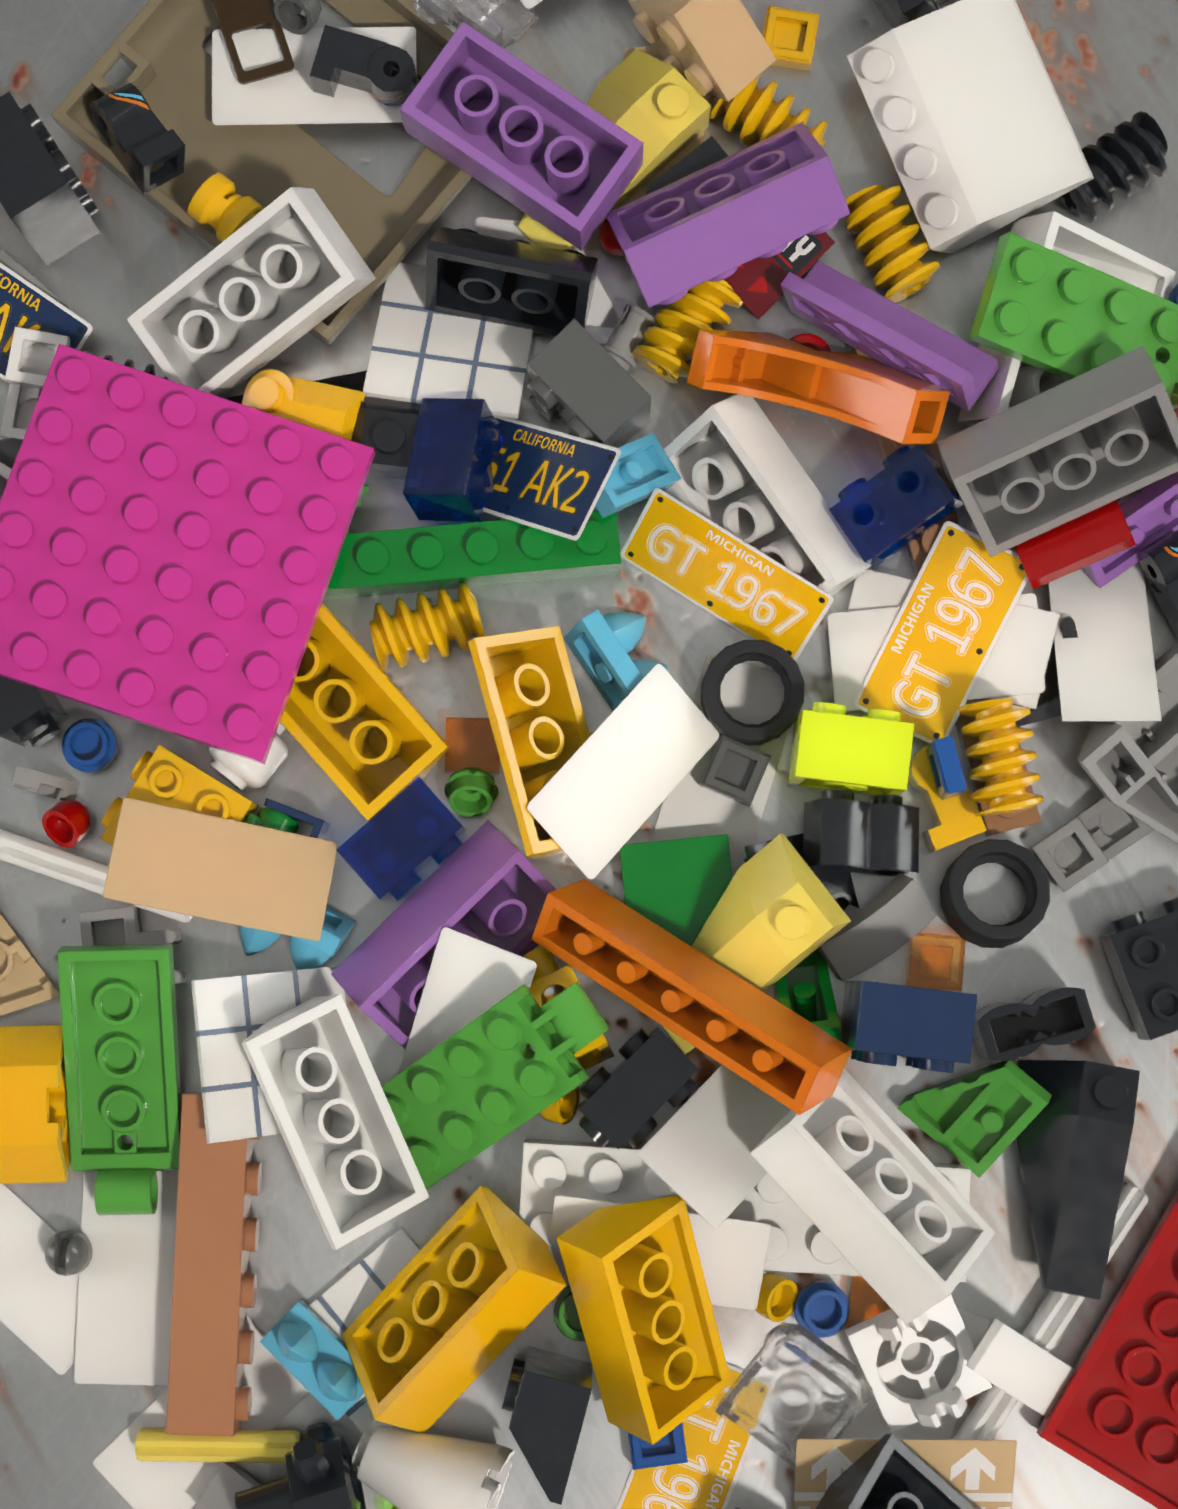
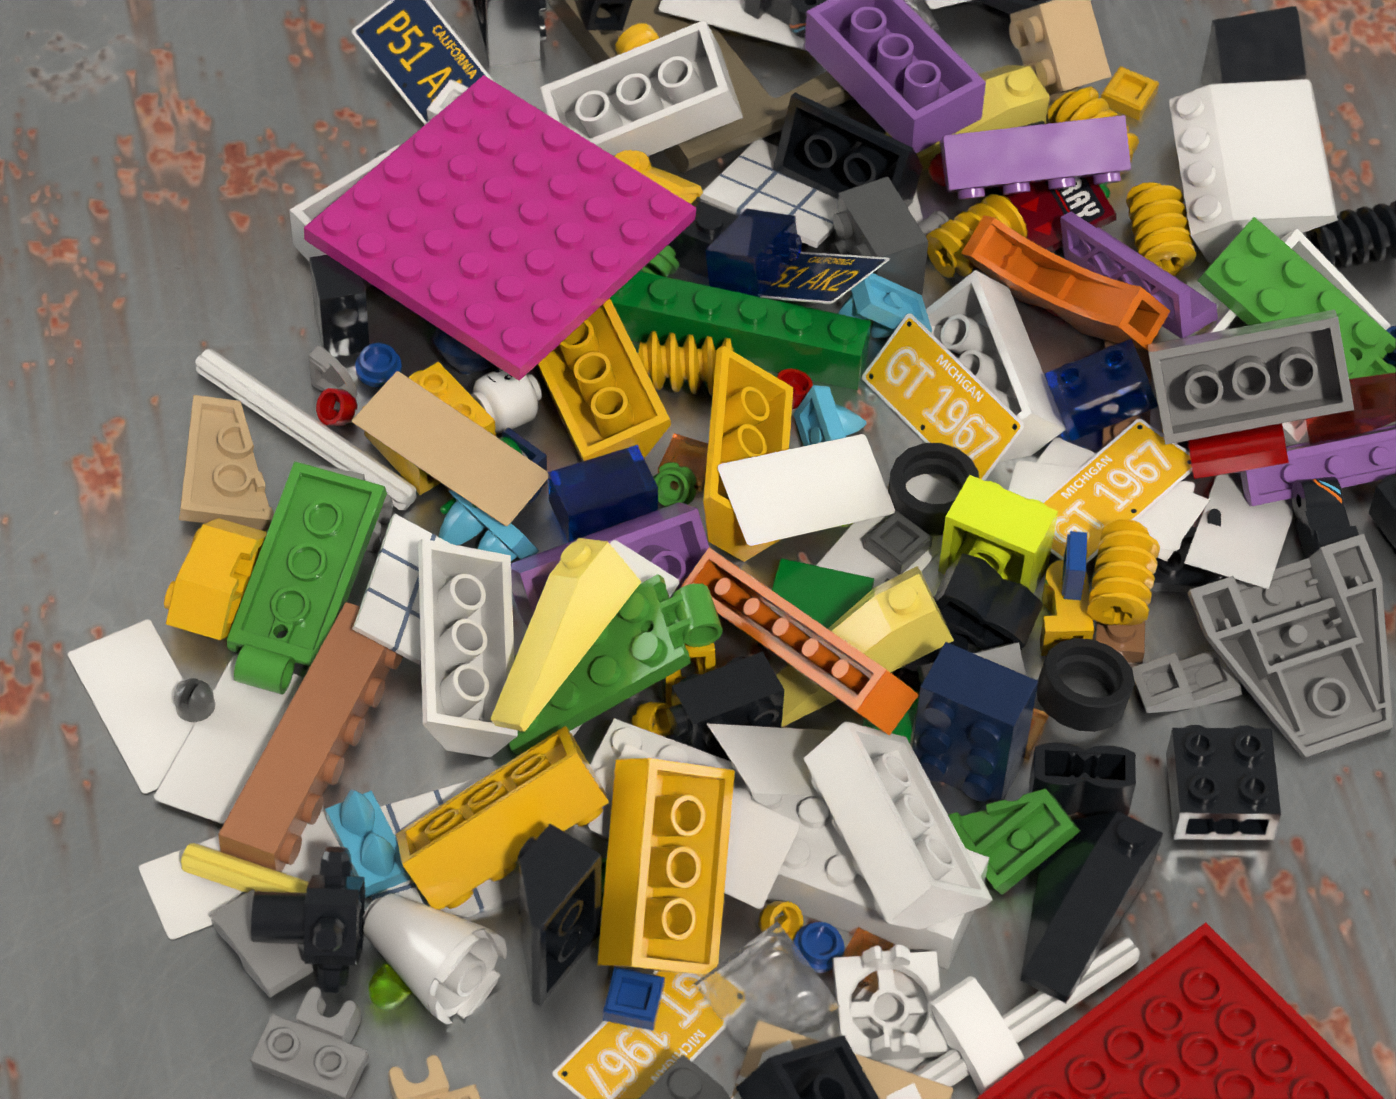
camera: 15 degrees right, 30 degrees down
(441, 1071) = (569, 617): none -> light yellow wedge
(556, 602) = (799, 381): none -> red hinge

